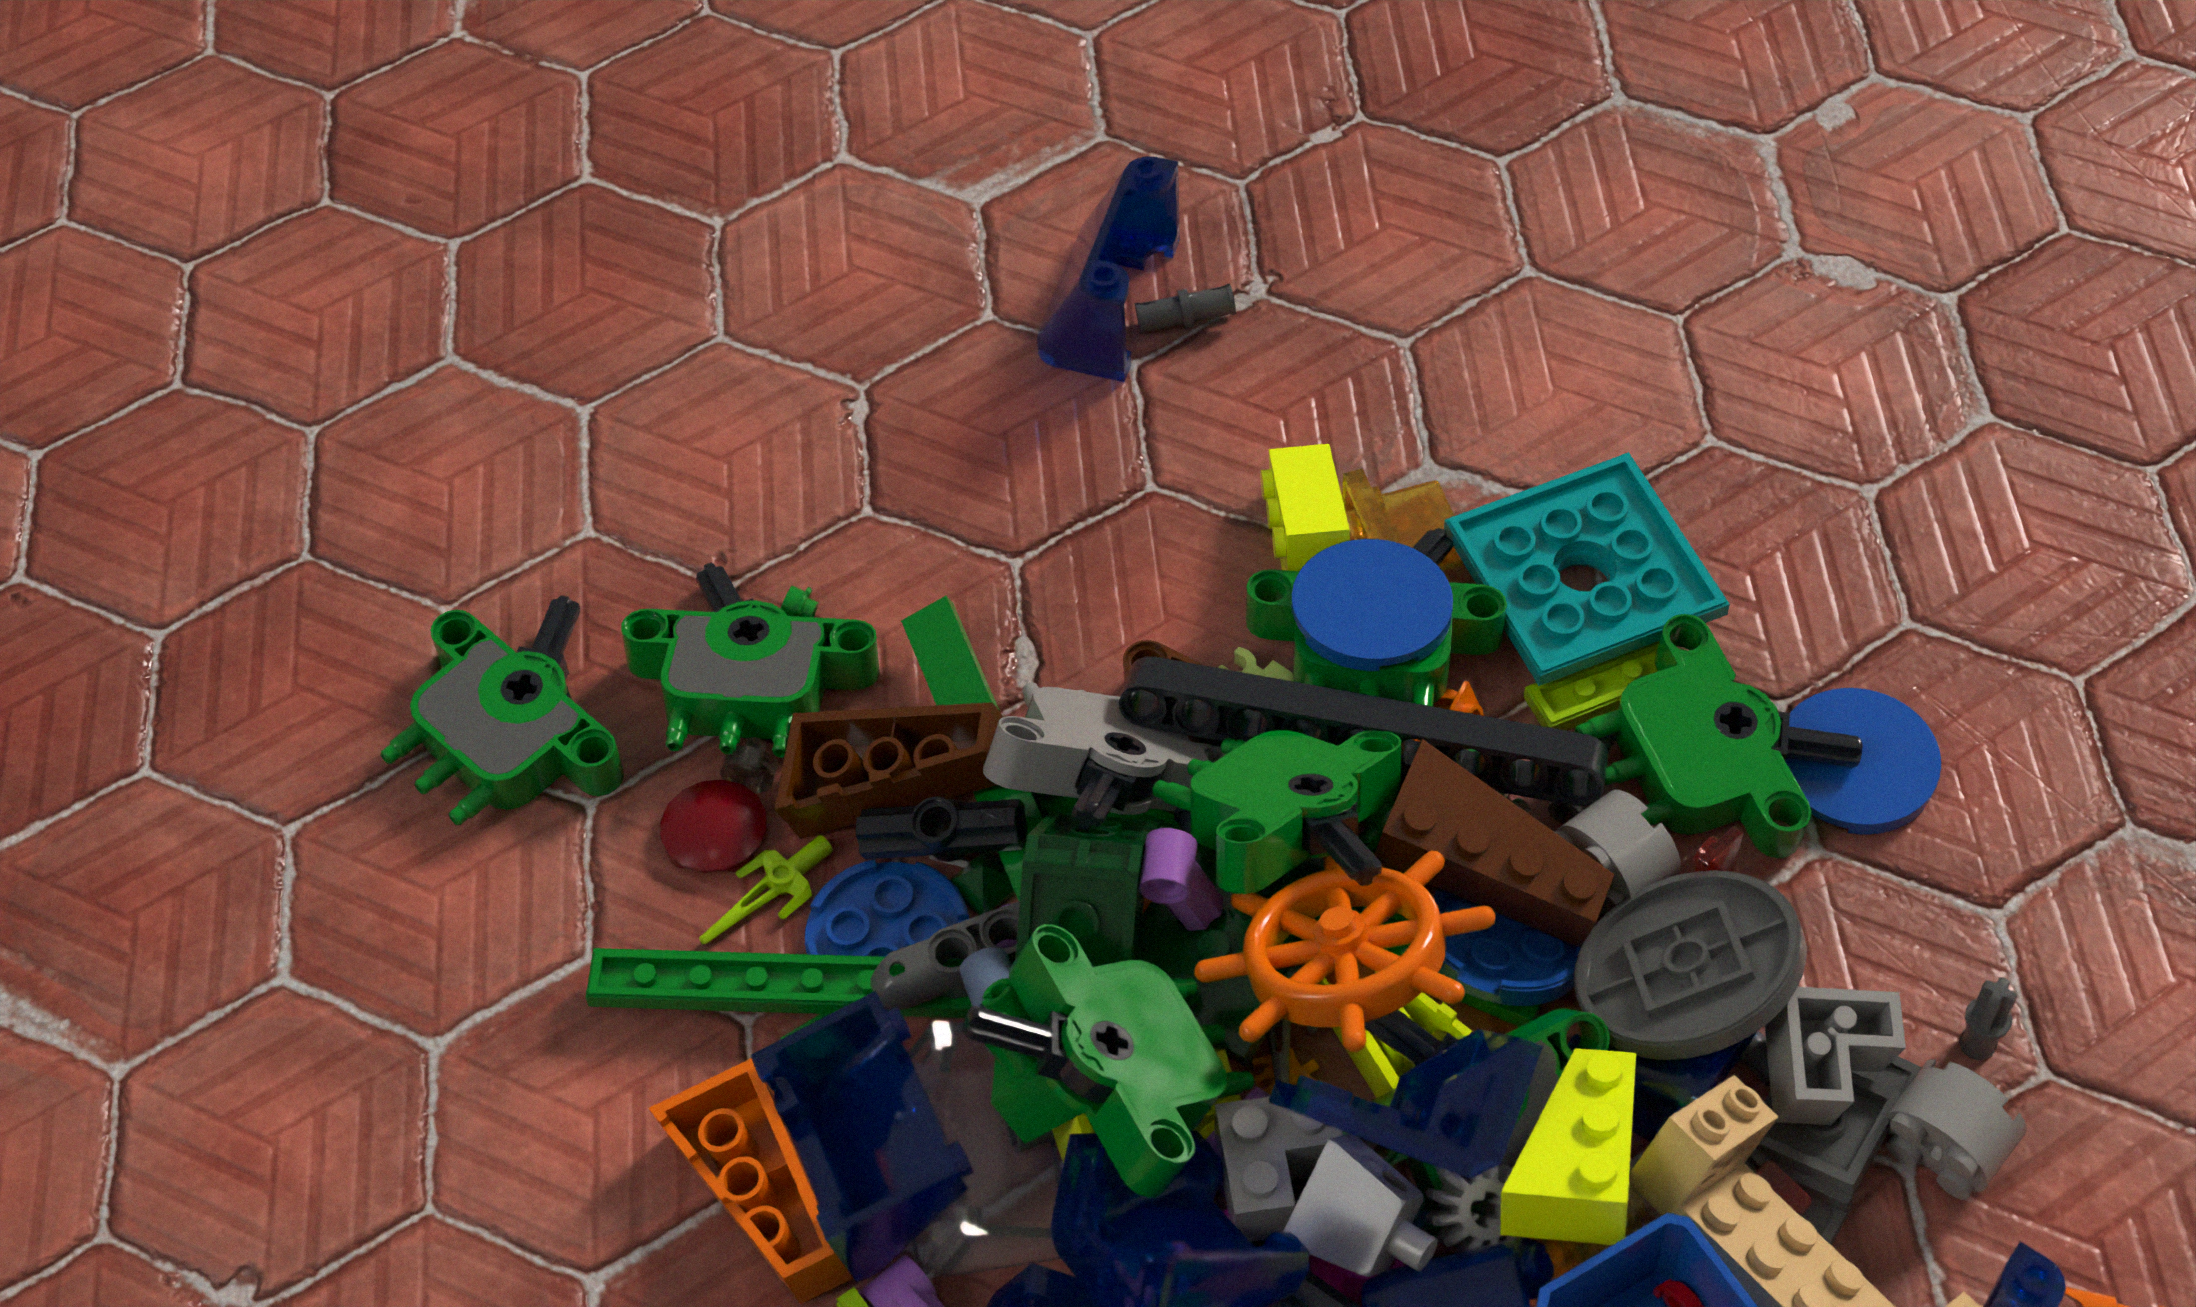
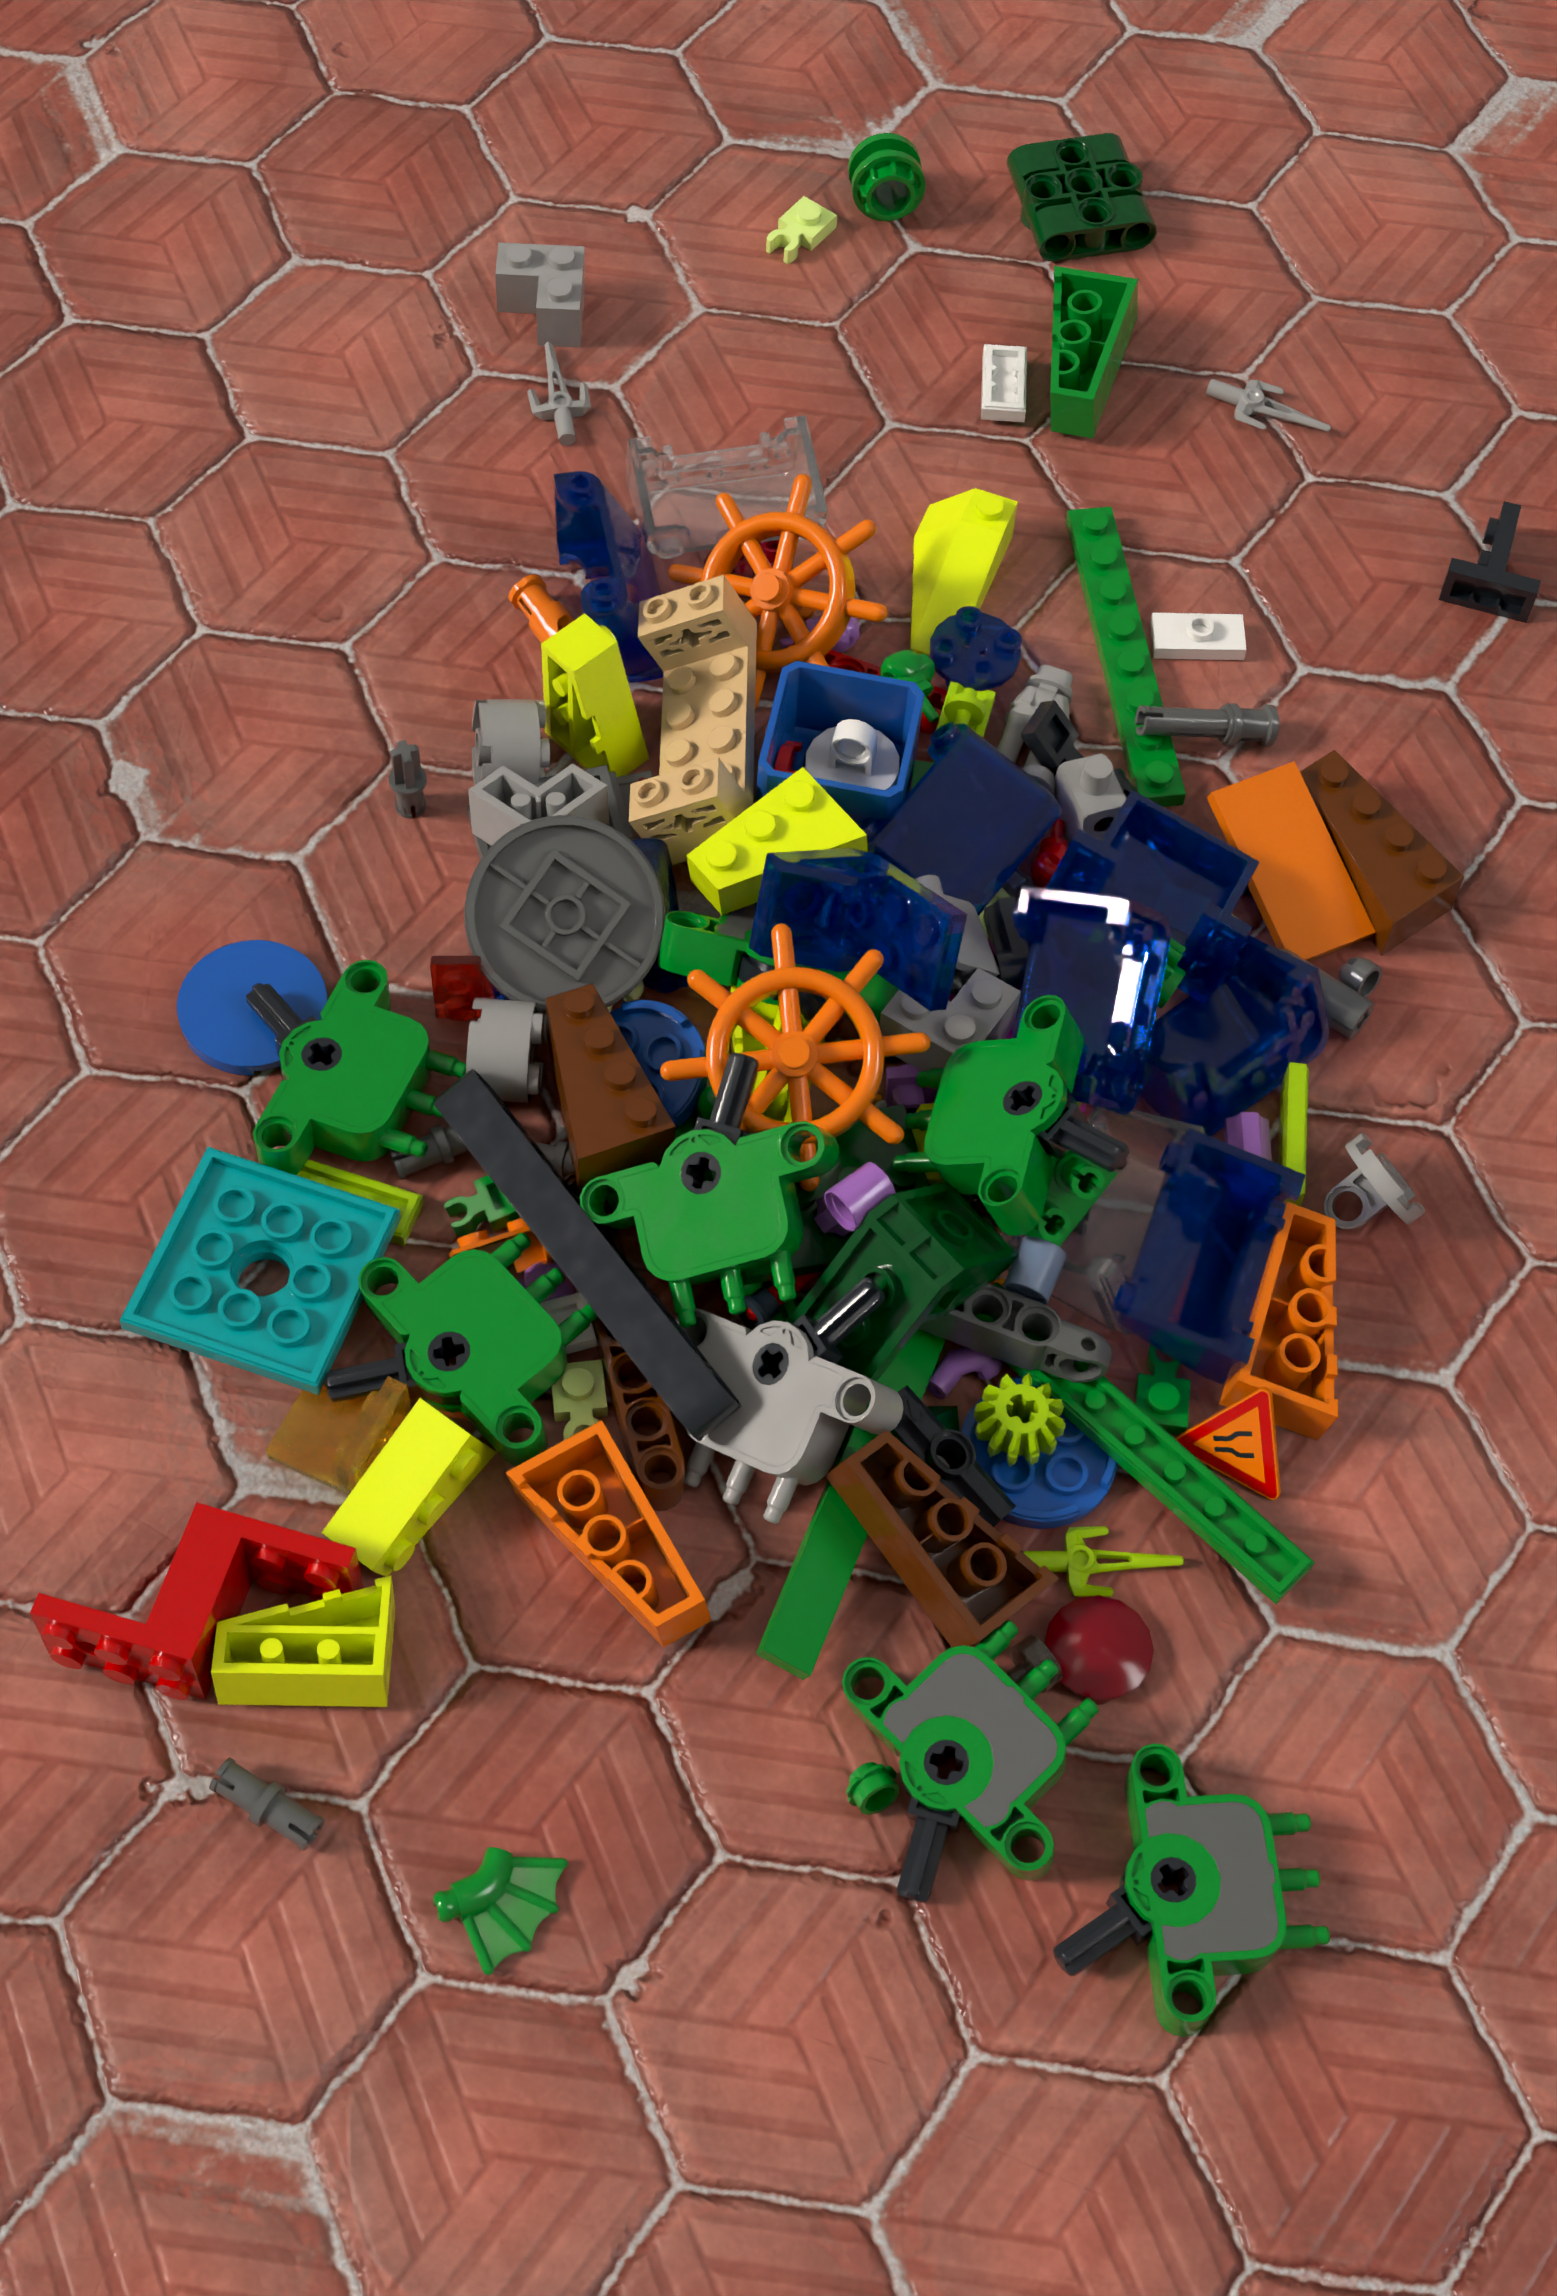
camera: 145 degrees left, 5 degrees up
(722, 1054) = (1240, 1443): none -> piece
(911, 906) = (1019, 1419): none -> lime gear
(980, 376) = (502, 1903): none -> green arm
(1087, 311) = (308, 1894): clear blue windscreen -> none
(1131, 601) = (607, 1523): none -> orange wedge
(1249, 385) = (309, 1653): none -> neon yellow wedge
(1354, 346) = (202, 1586): none -> red bracket
(1372, 604) = (468, 1333): blue tile -> none
(1936, 1219) = (590, 698): none -> neon yellow wedge

